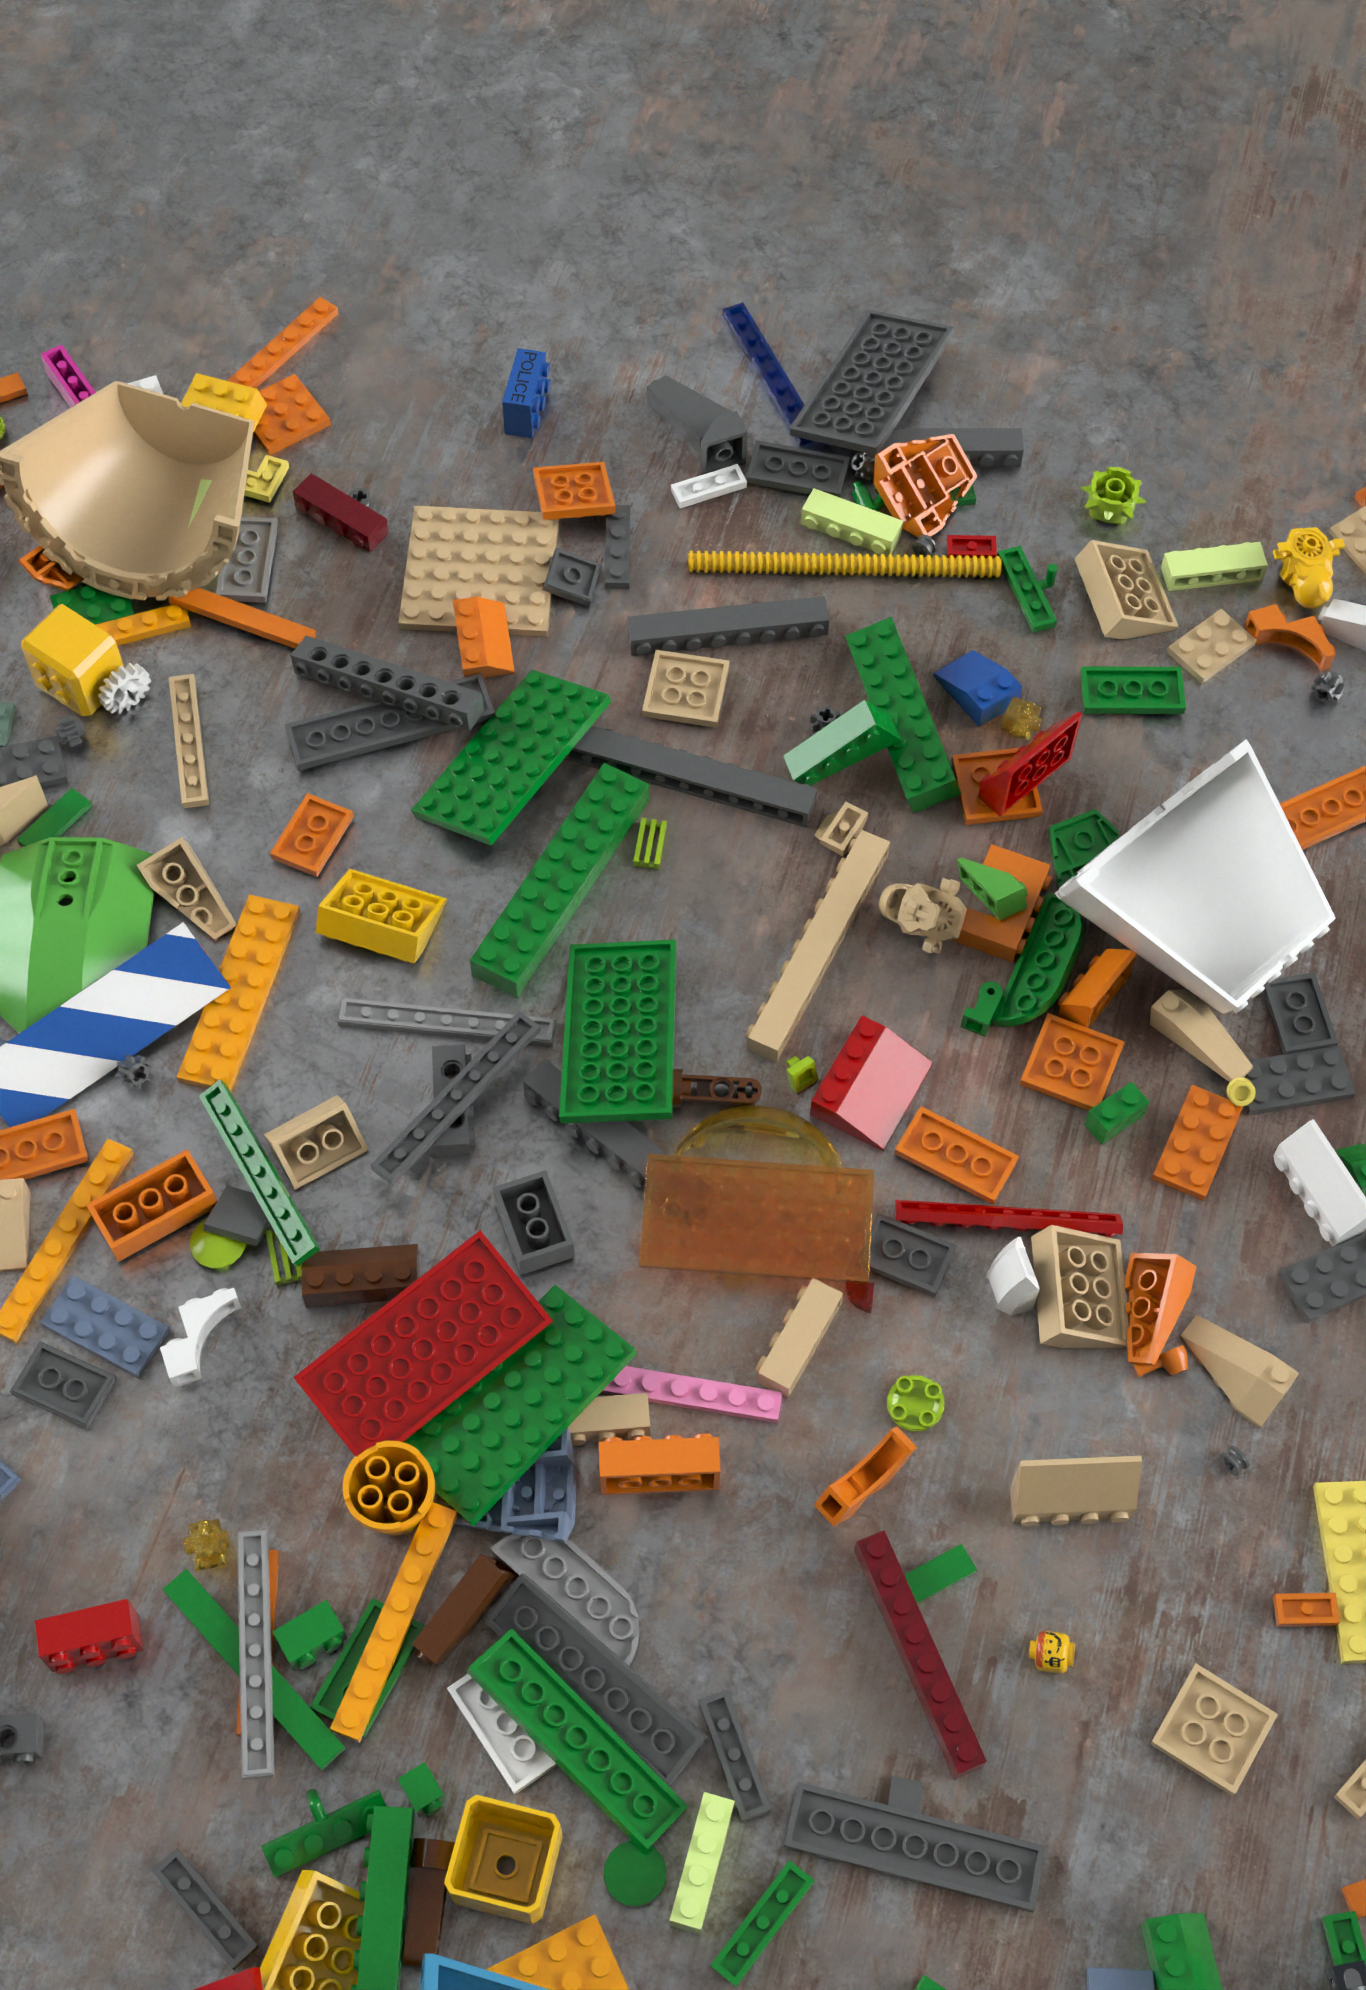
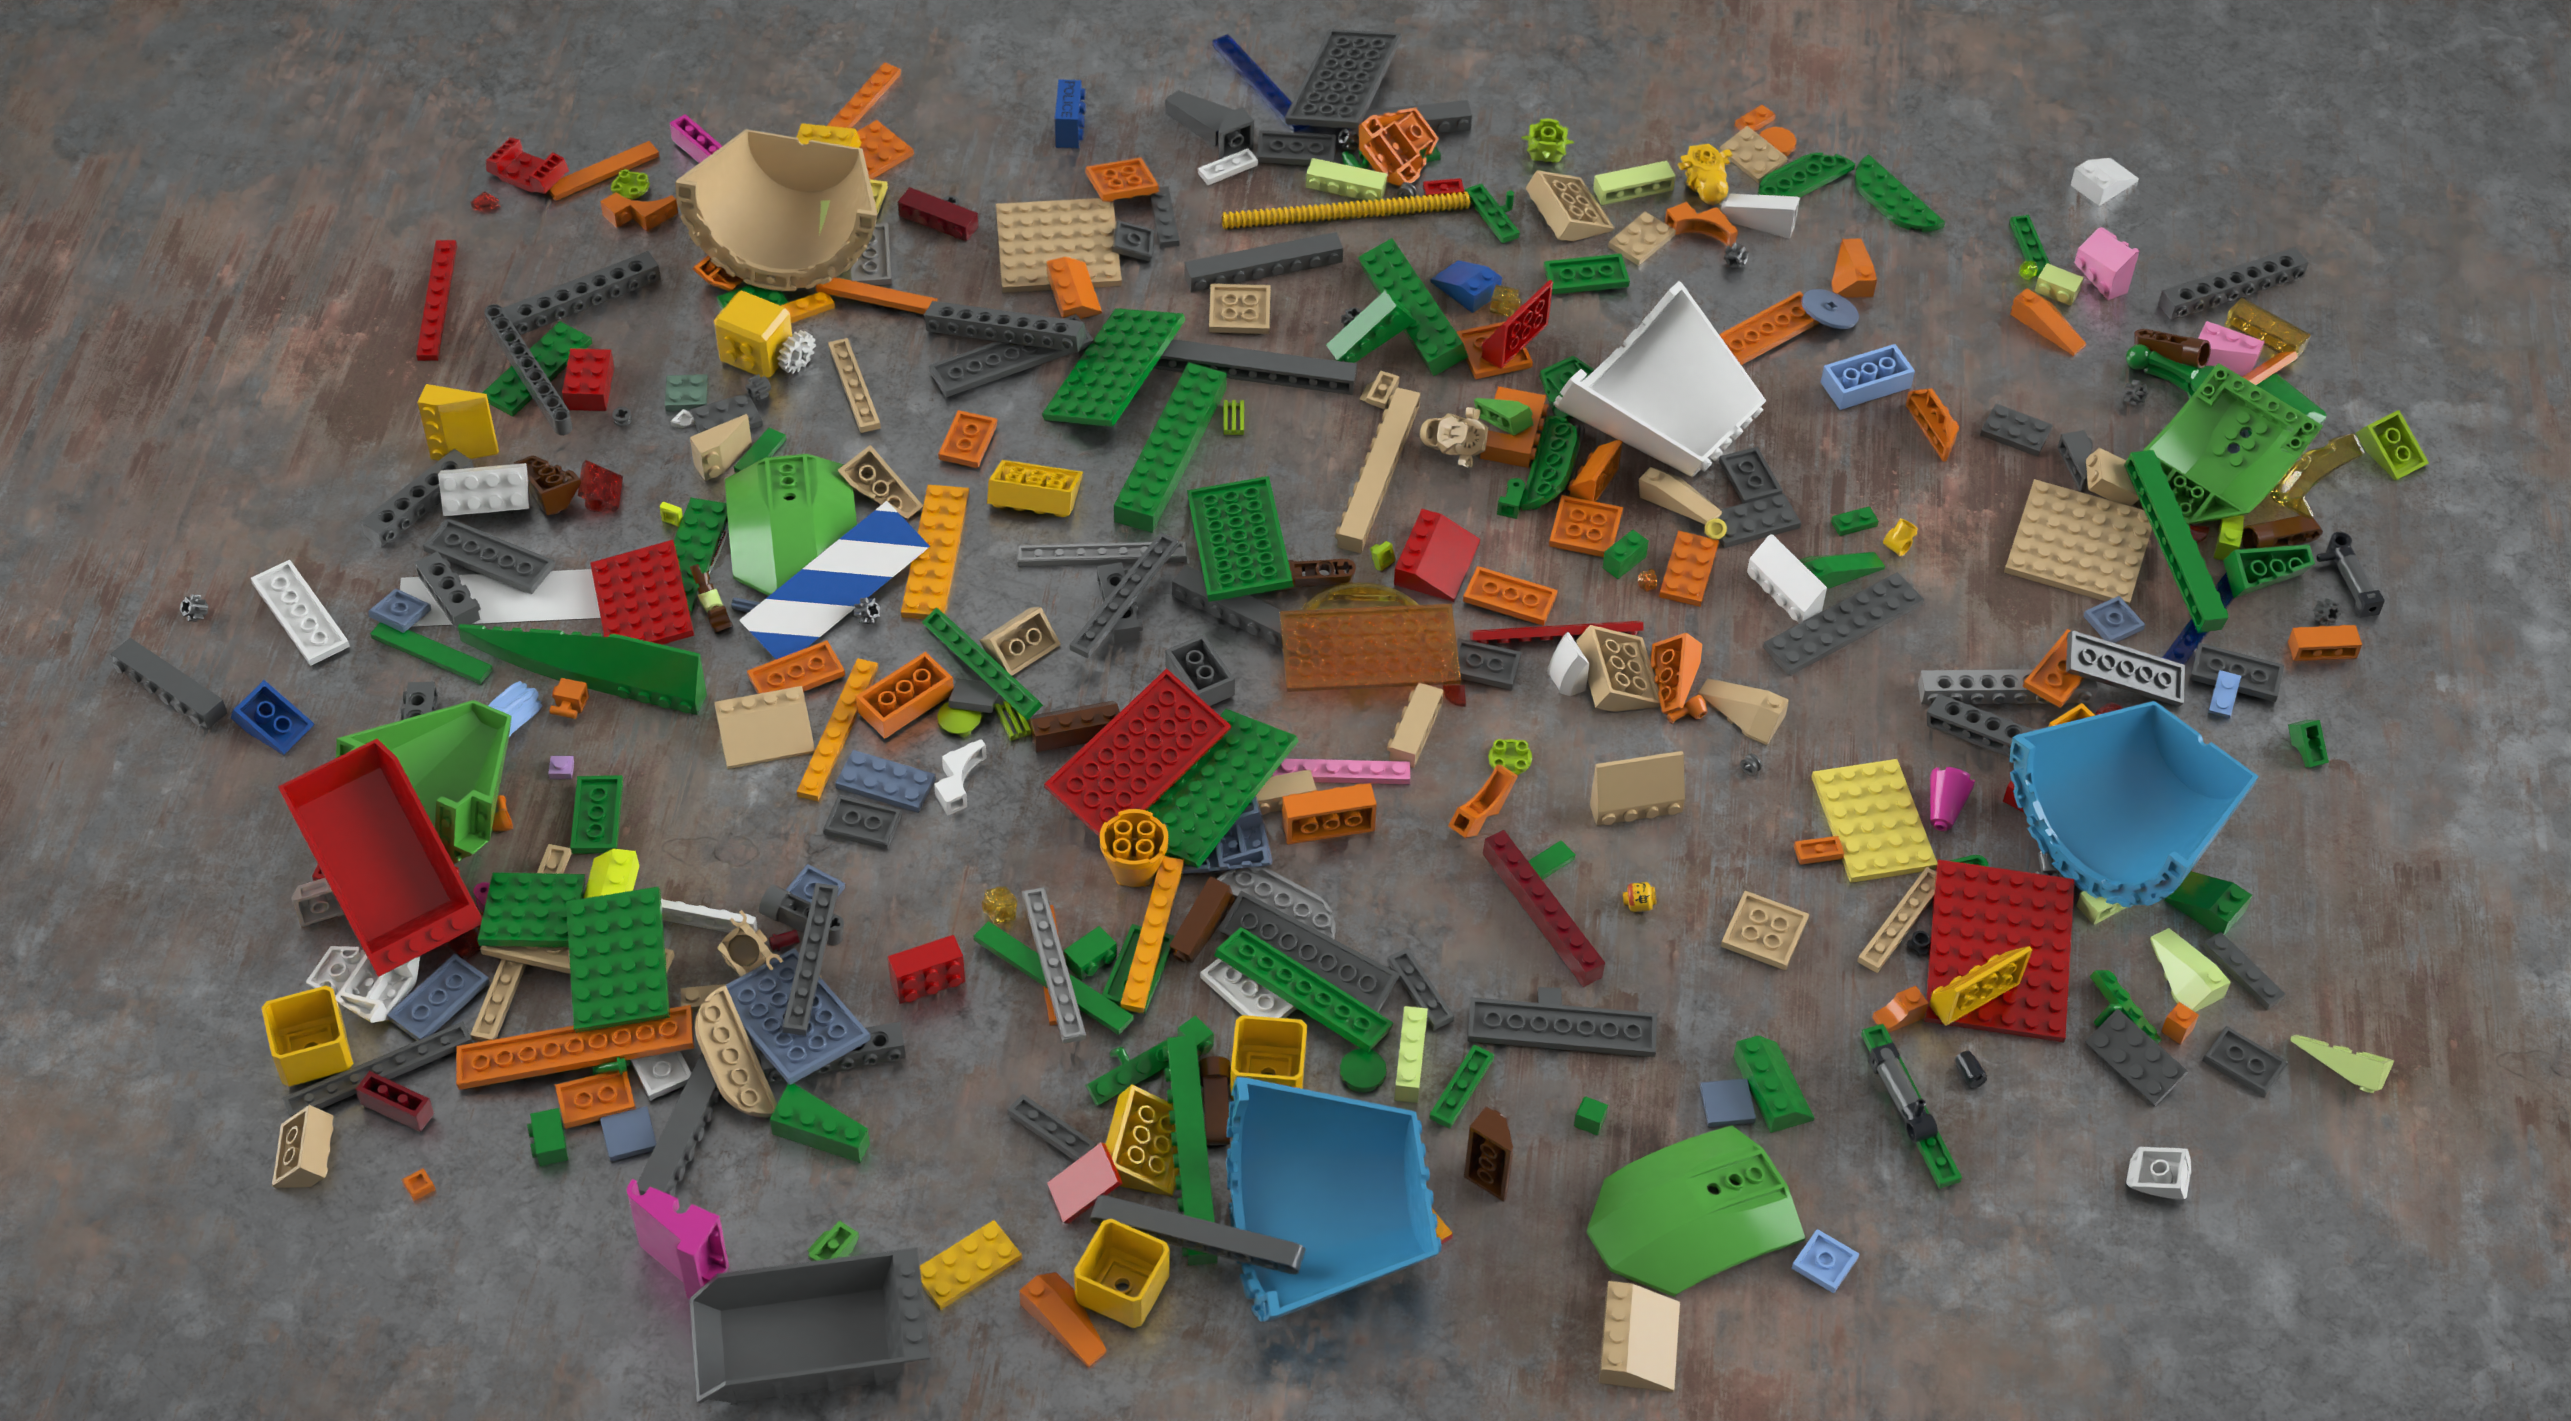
camera: 10 degrees left, 10 degrees down
(1139, 1155) = (1647, 580): none -> clear orange plate

